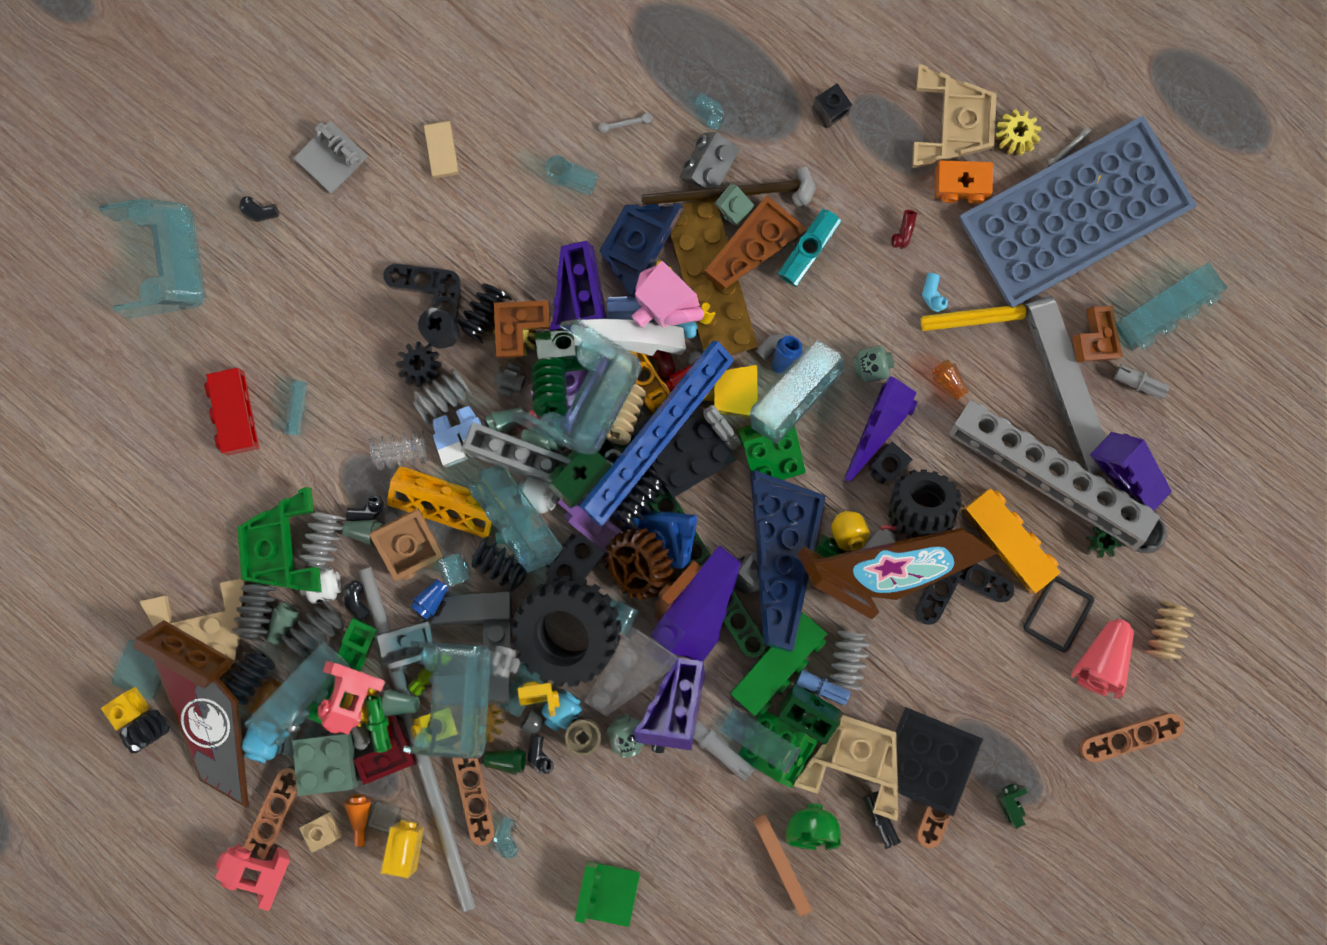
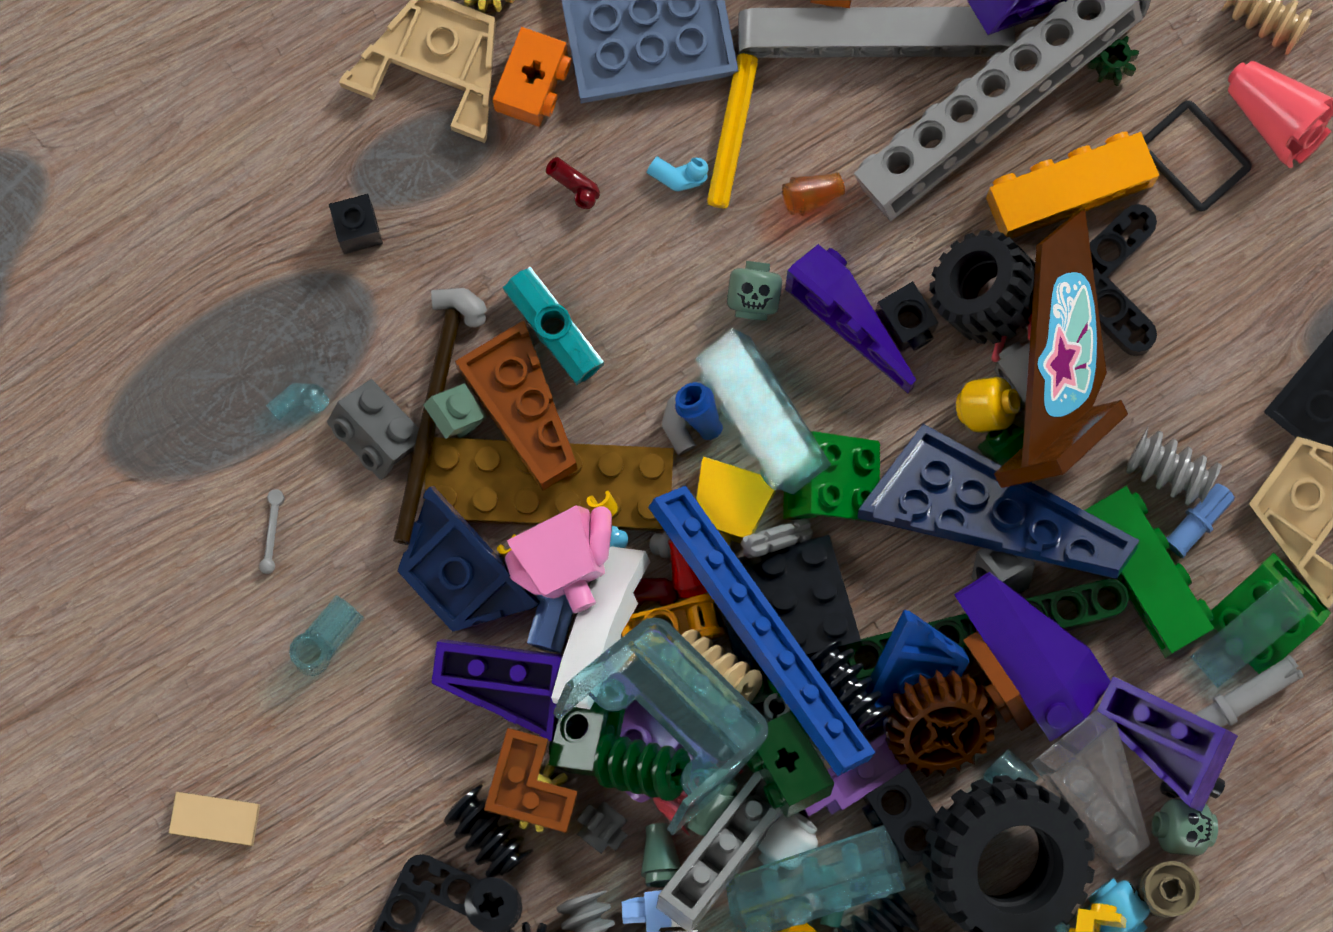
camera: 70 degrees left, 5 degrees down
(810, 714) = (1234, 549): dark green brick -> none

